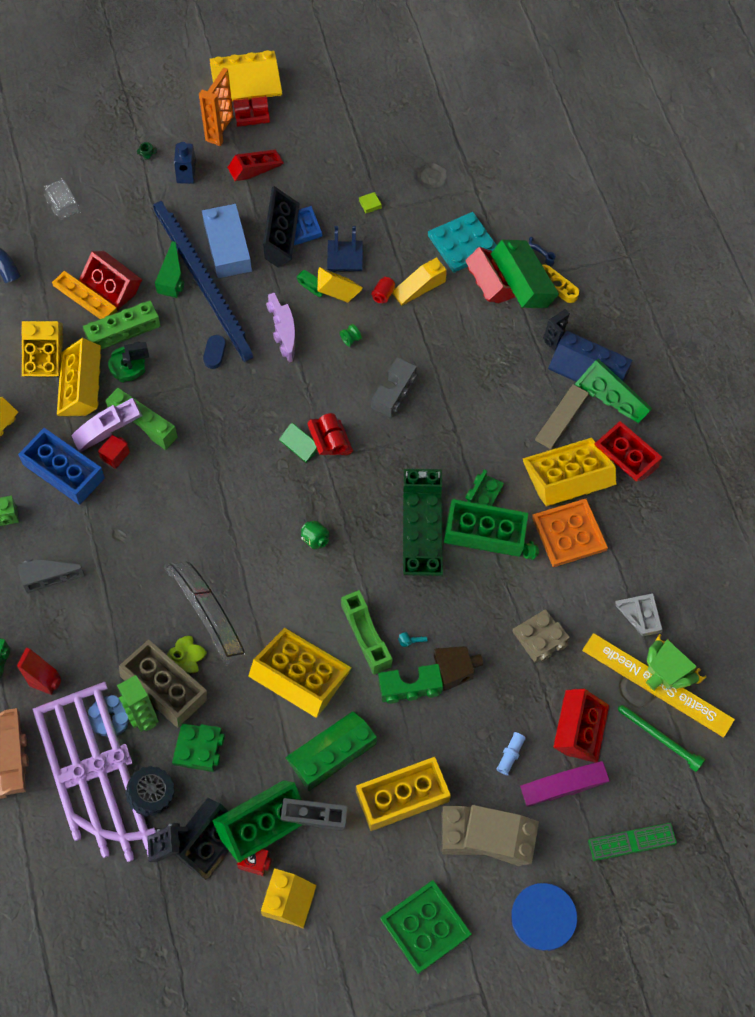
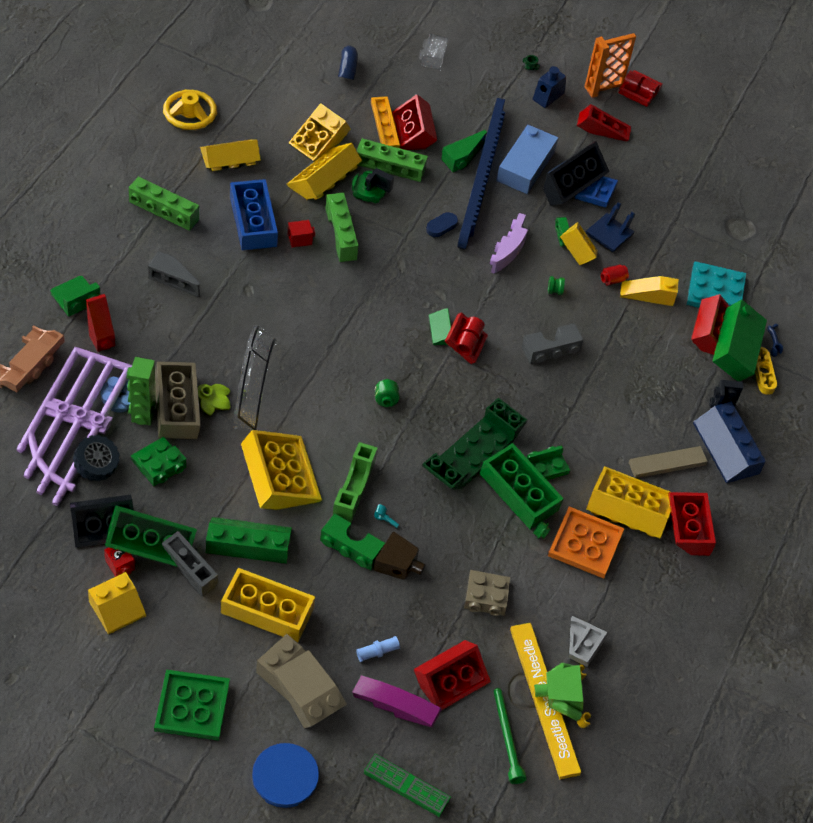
camera: 35 degrees right, 10 degrees down
(104, 423) = (310, 207): lavender slope -> none
(165, 842) = (72, 493): black bracket -> none
(250, 74) = (661, 62): yellow slope -> none
(370, 202) = (668, 211): lime tile -> none
(609, 388) = (725, 464): green wing -> none

